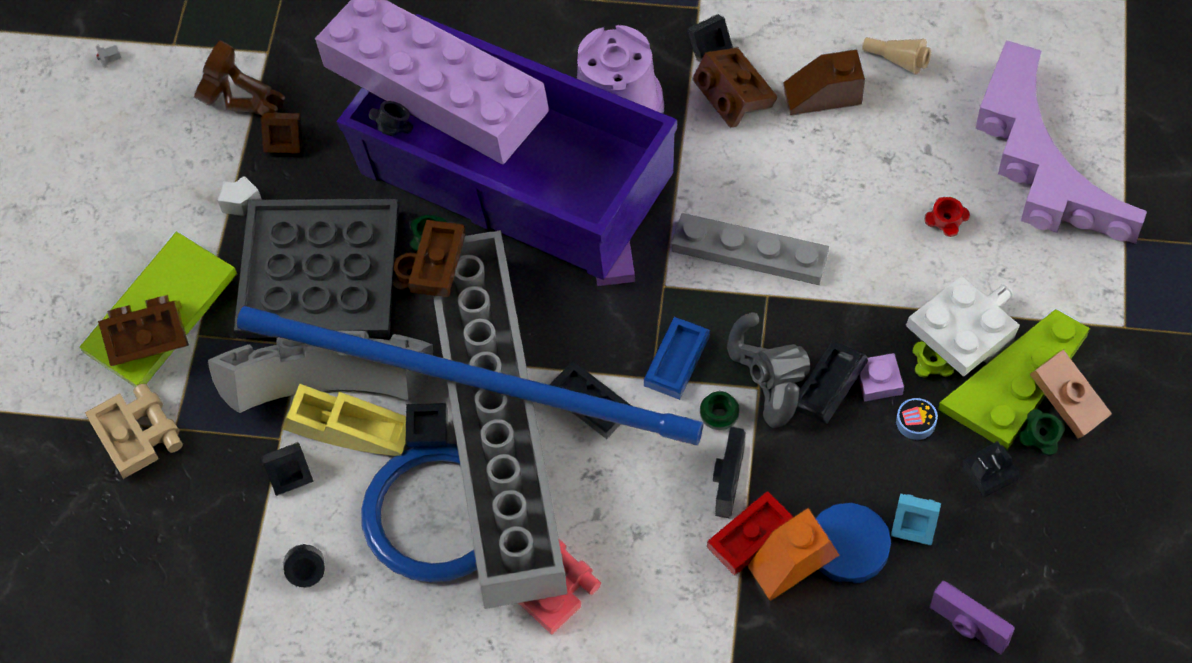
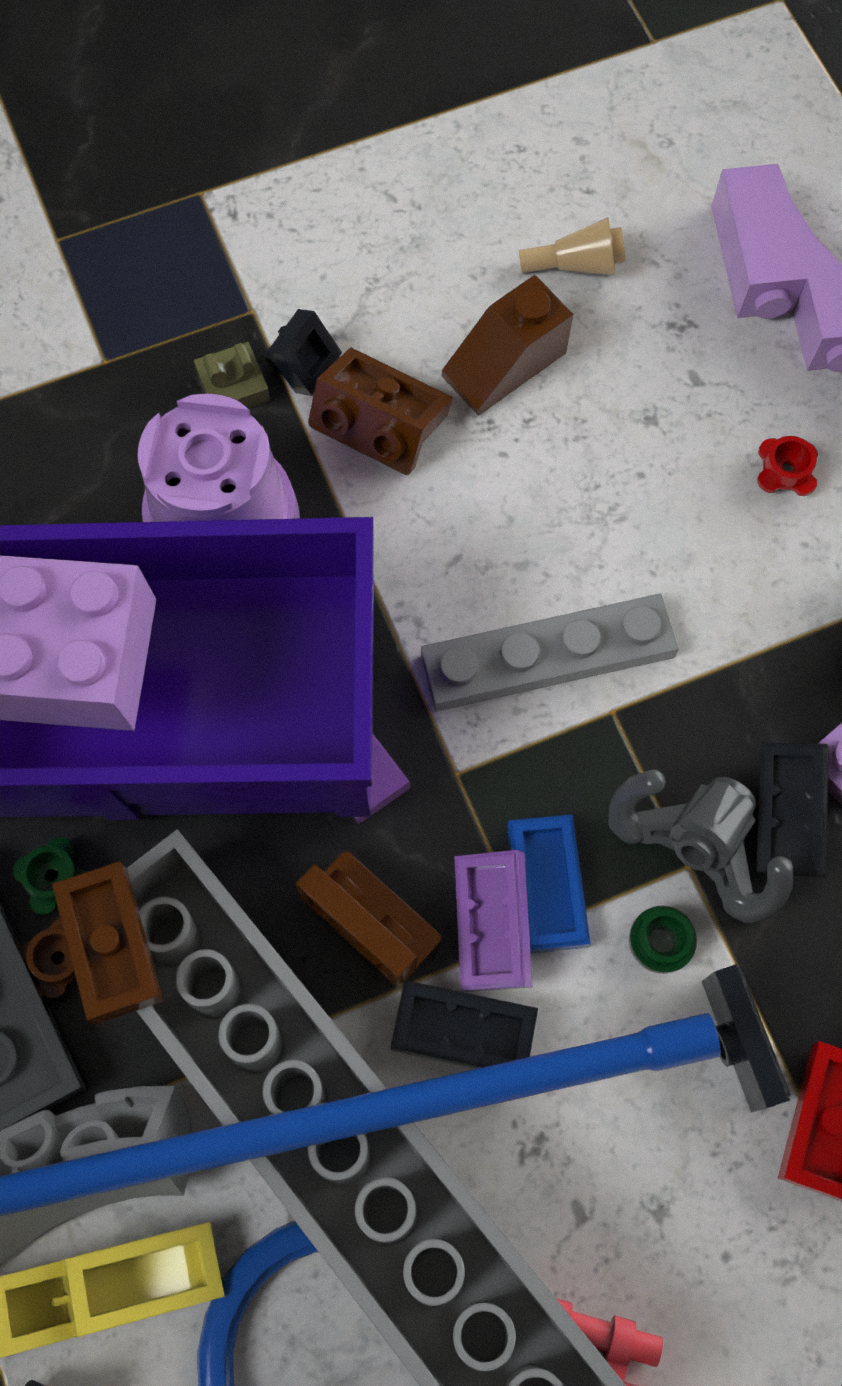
camera: 35 degrees left, 10 degrees up
(426, 425) = (240, 1228): black tile -> none
(573, 323) = (369, 917): none -> reddish brown bracket
(635, 357) = (493, 921): none -> medium lavender plate
(665, 37) = (233, 375): none -> olive tile

